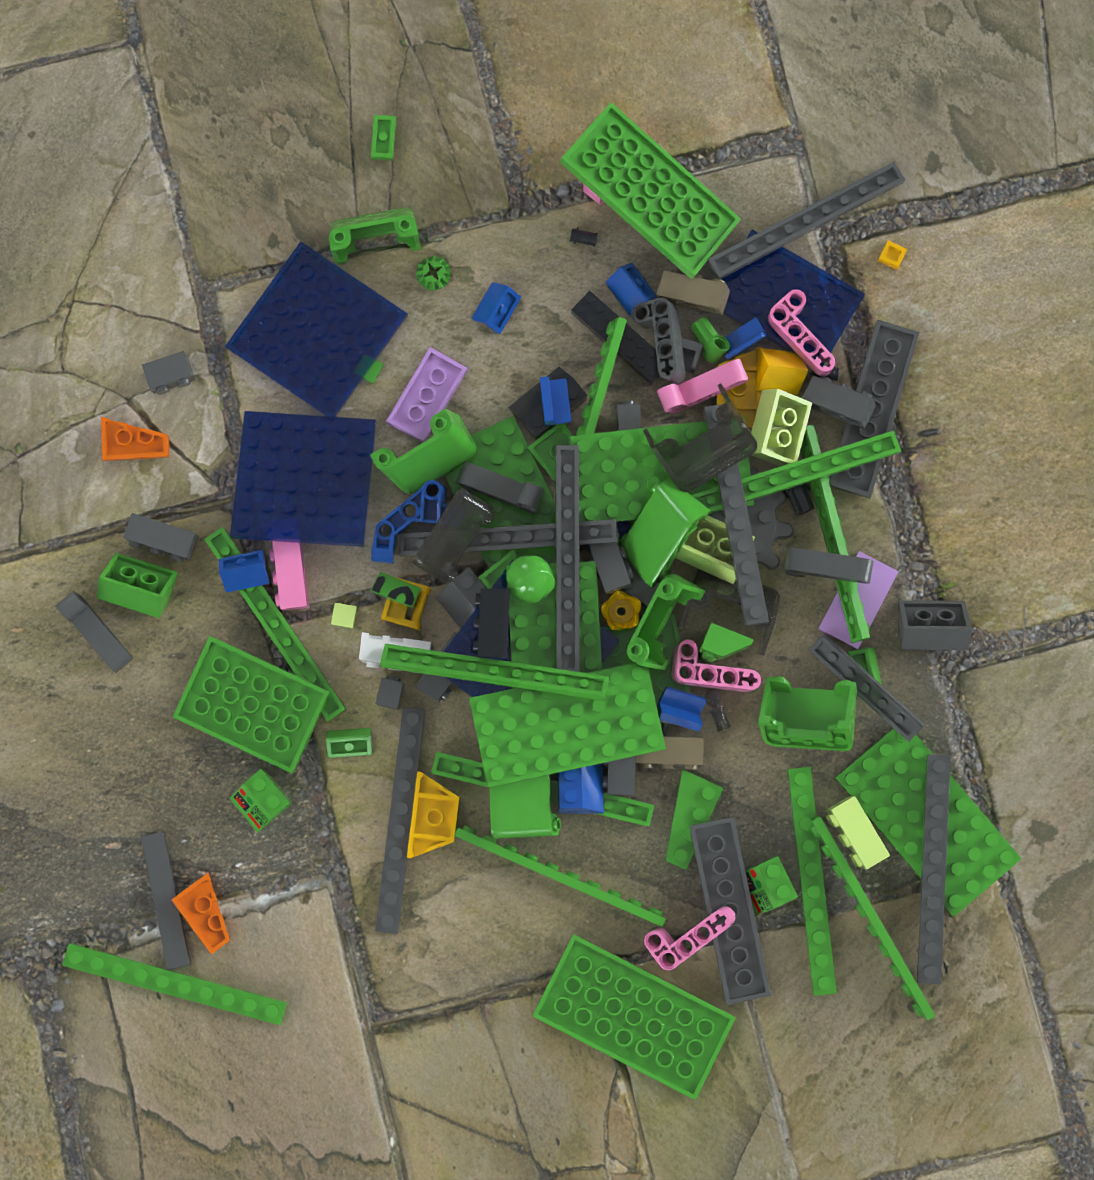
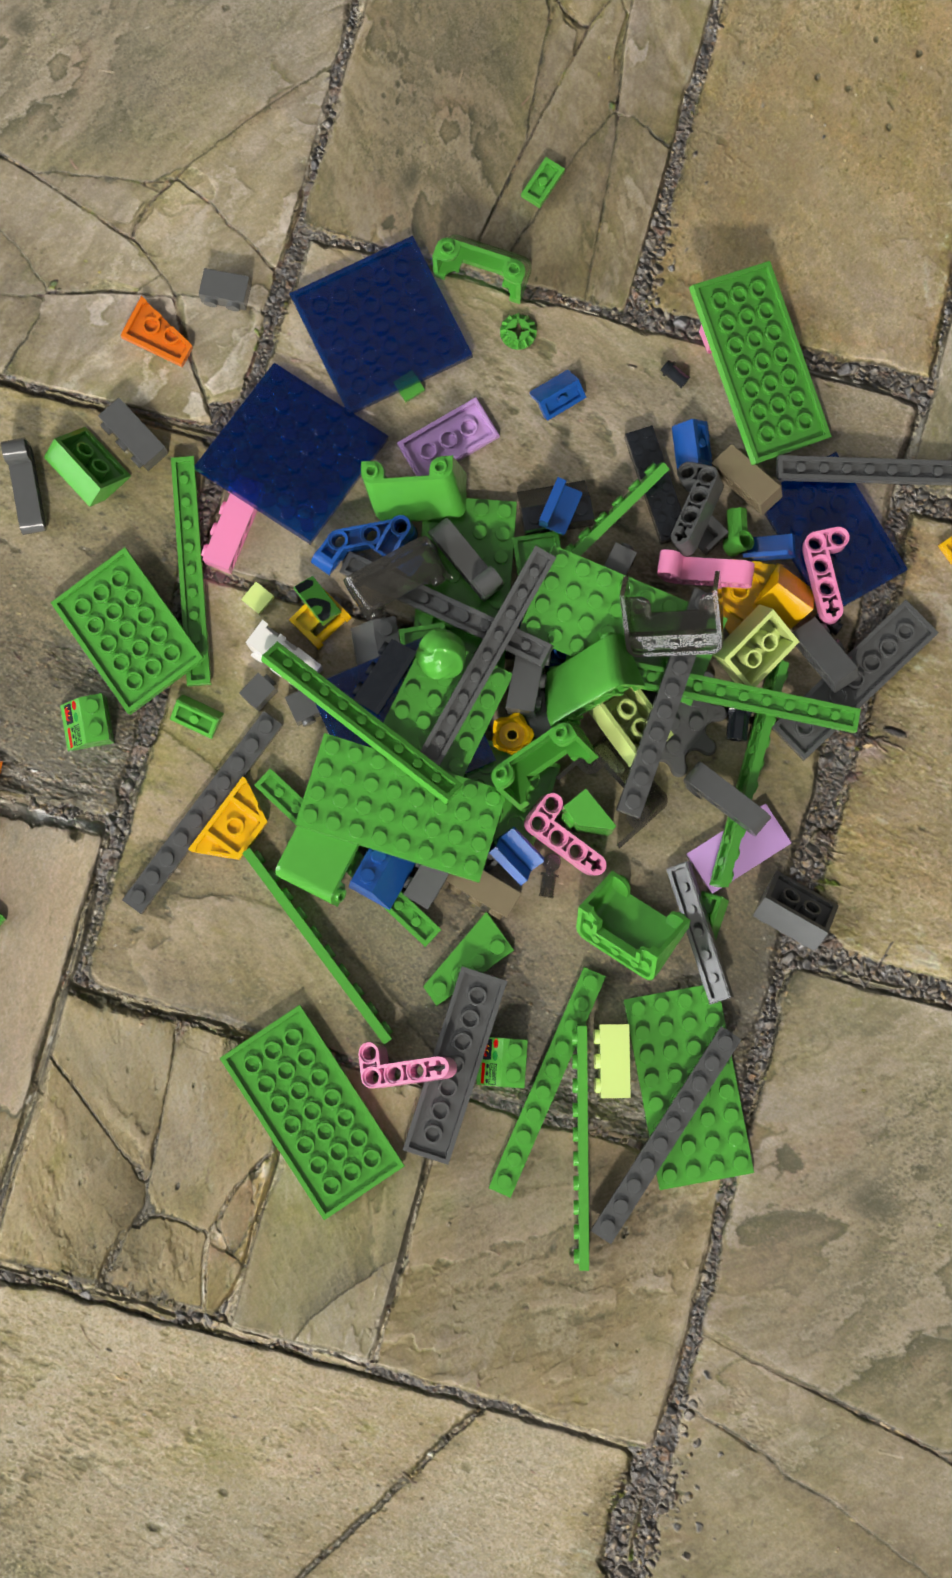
camera: 30 degrees right, 0 degrees up
(243, 571) = (188, 506): blue panel -> none

